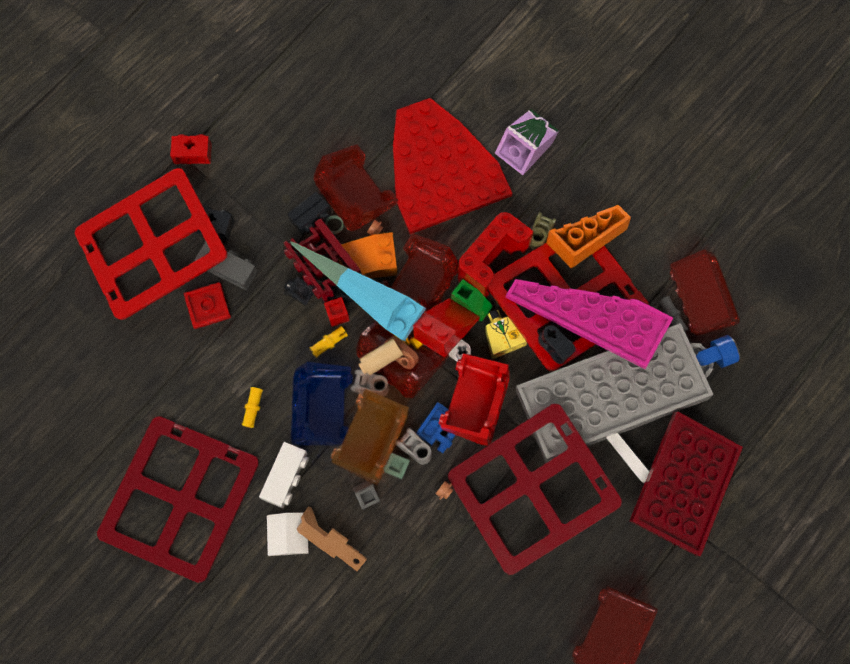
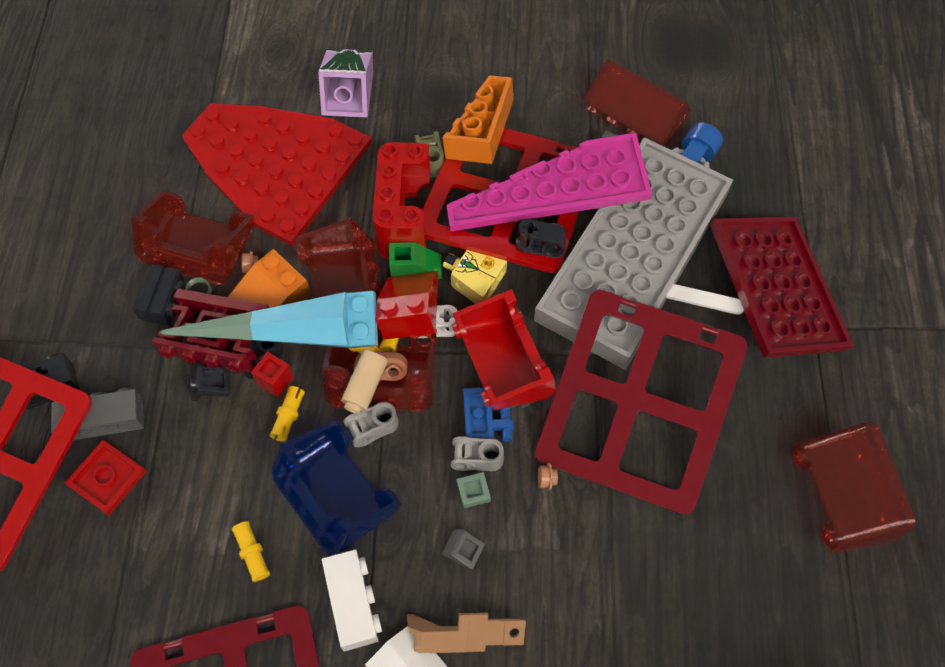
camera: 40 degrees left, 10 degrees down
(371, 436) = (421, 475): clear orange windscreen -> none

